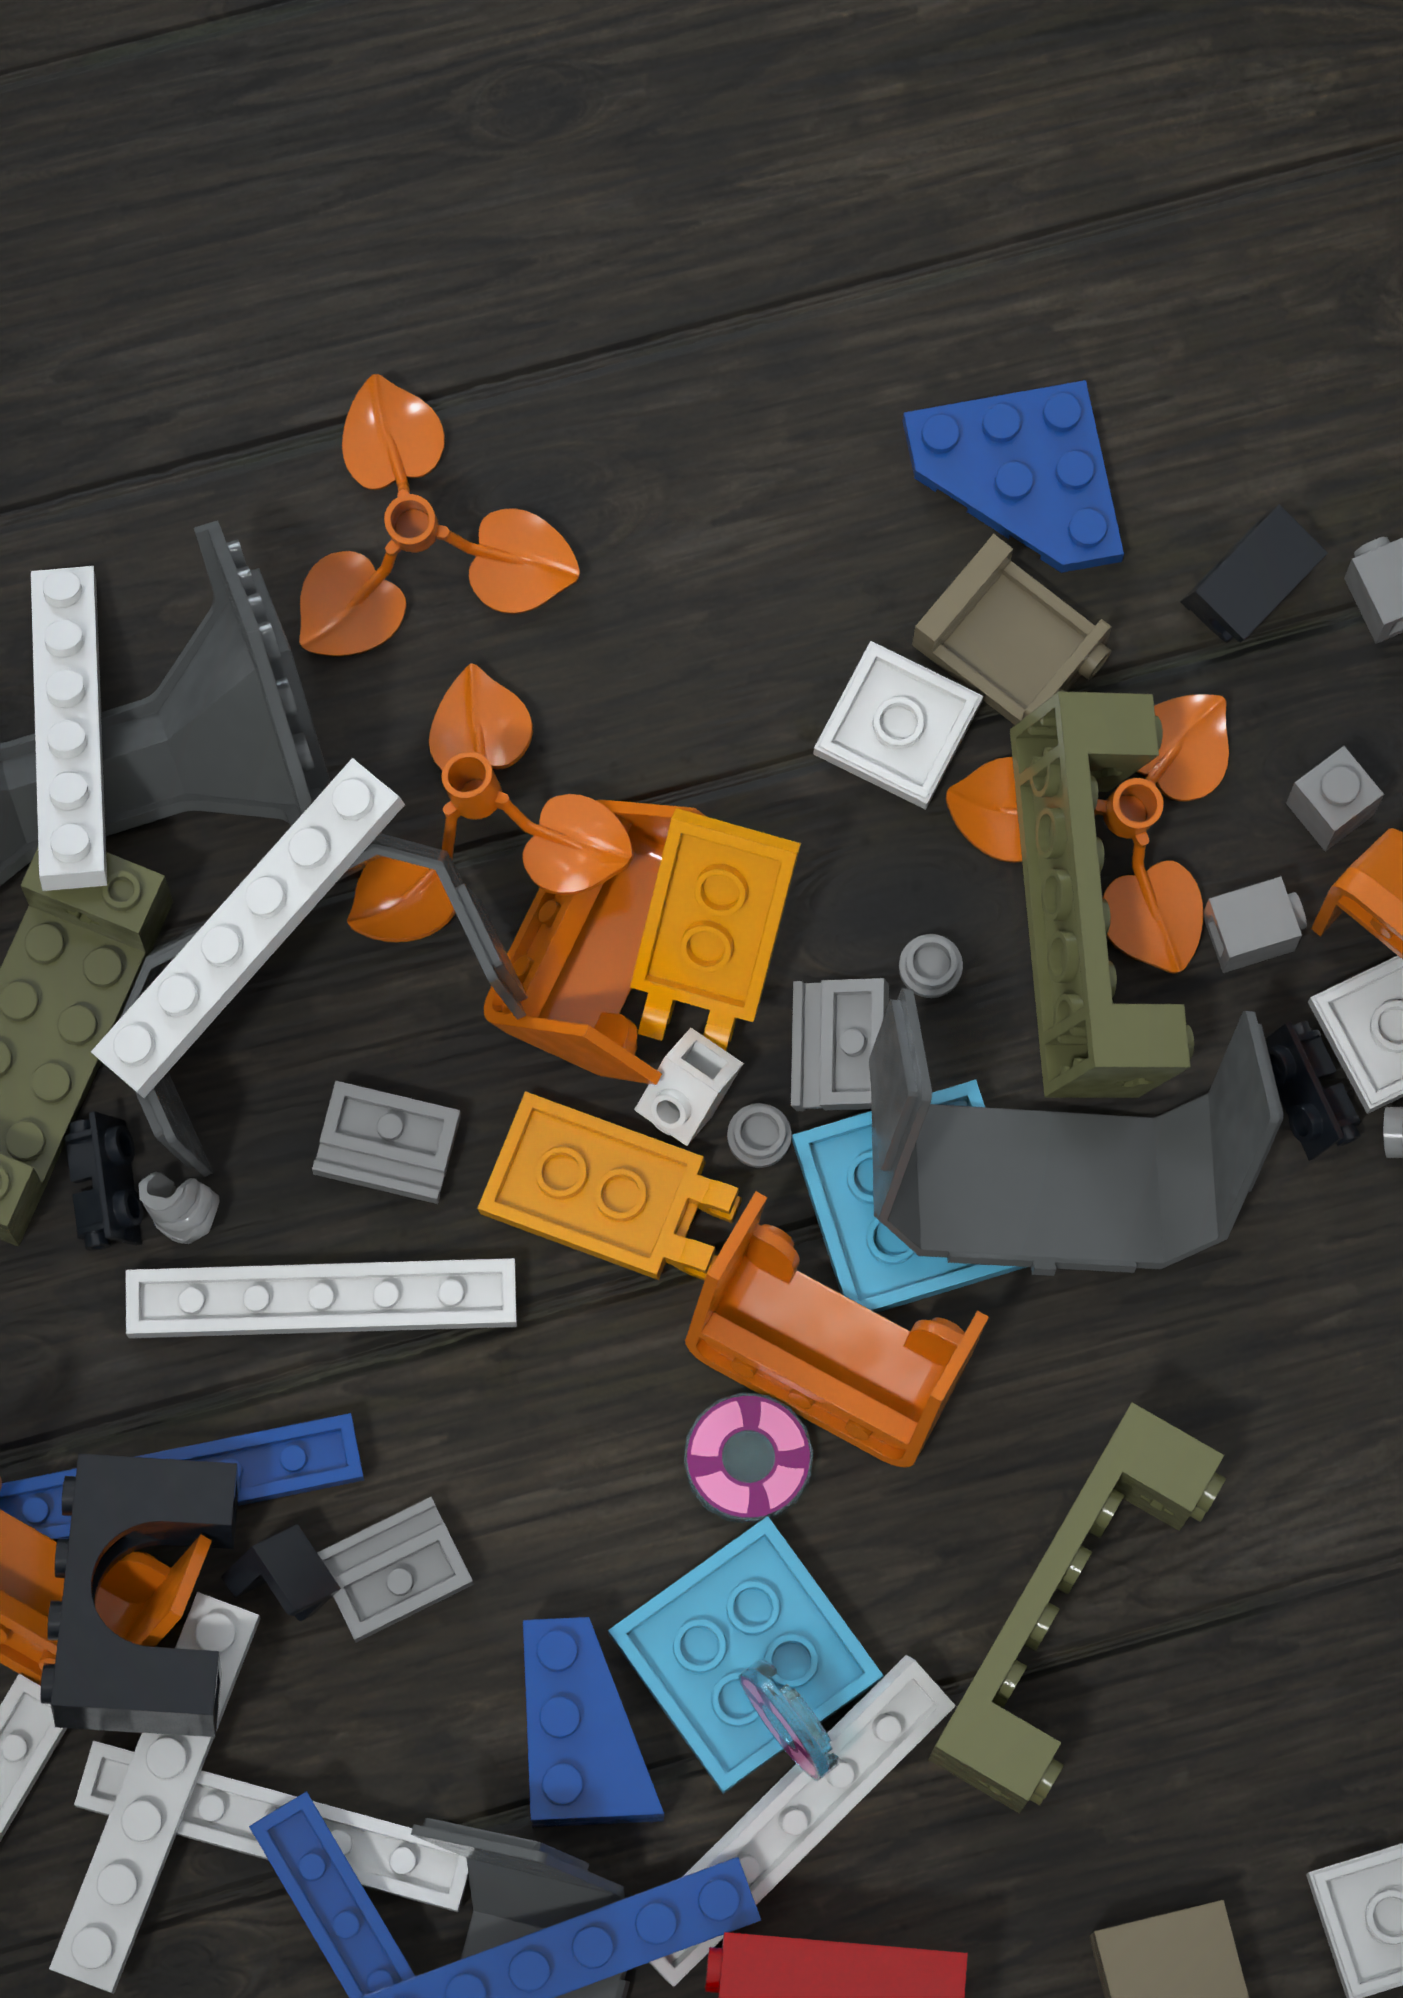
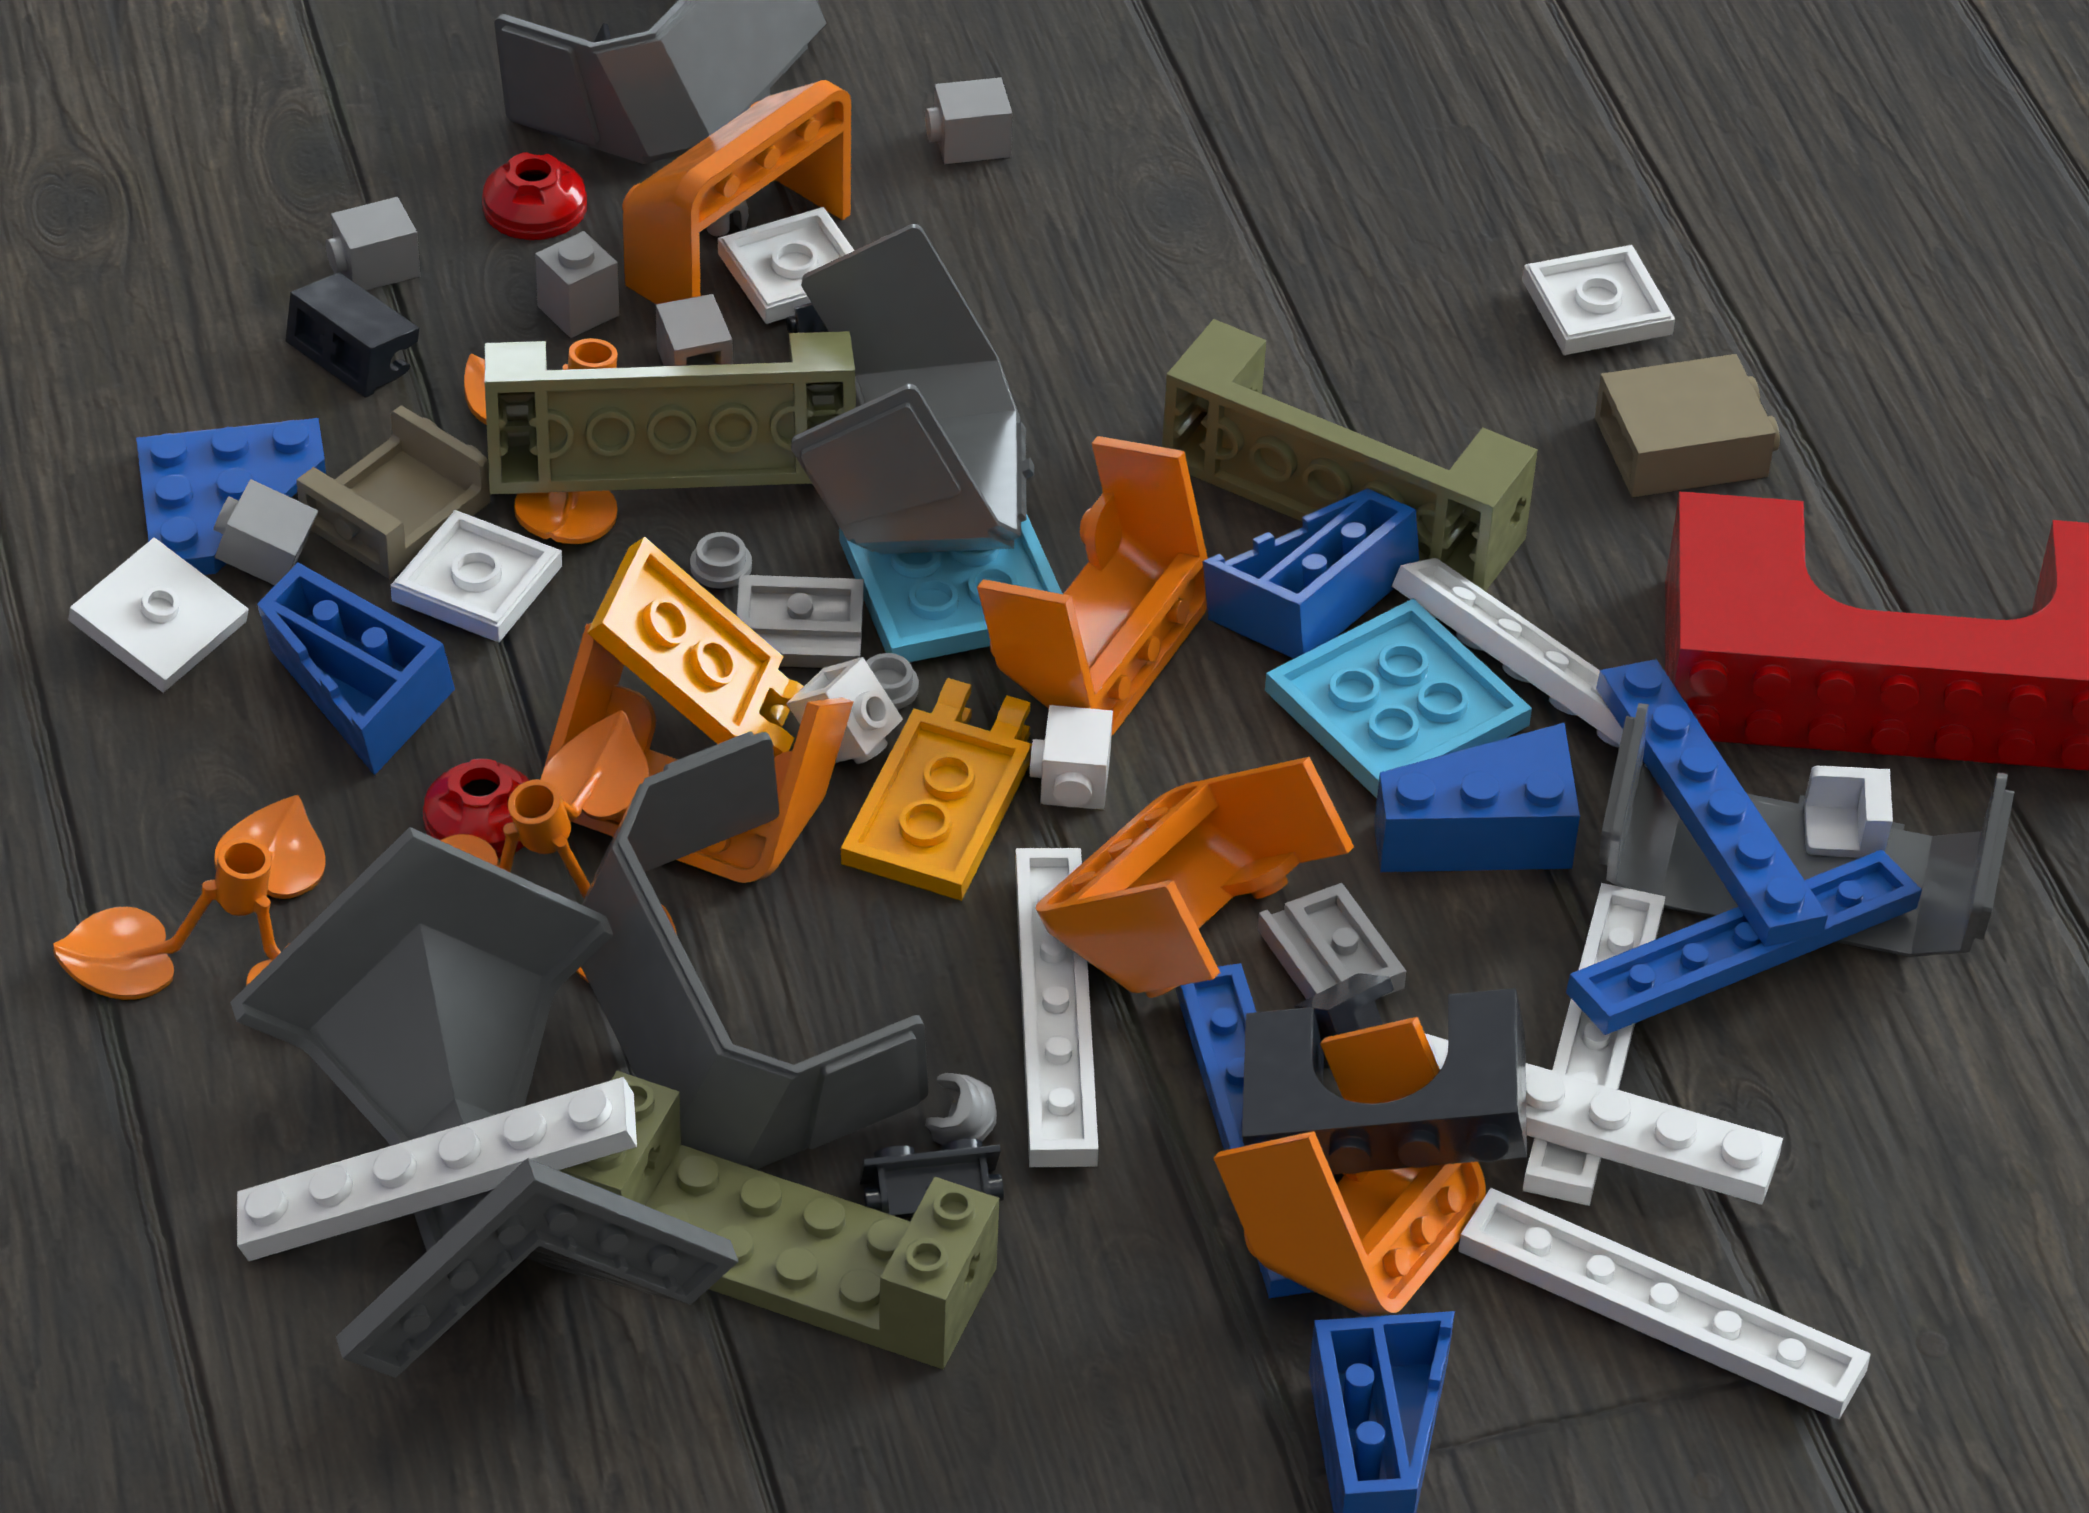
camera: 90 degrees left, 30 degrees down
(248, 928) = (701, 944): white plate -> none
(386, 1142) = (891, 953): light grey plate -> none
(459, 1393) = (1179, 861): none -> orange windscreen
(599, 777) = (454, 812): none -> red piece
(644, 1318) = (1073, 757): none -> white brick
(746, 610) = (355, 662): none -> blue wedge
(748, 1458) = (1206, 700): tile -> none
(789, 1720) = (1473, 620): clear light blue tile -> none
(828, 426) = (158, 614): none -> white plate
(903, 1573) = (1316, 578): none -> blue wedge
(930, 511) = (263, 532): none -> light grey brick

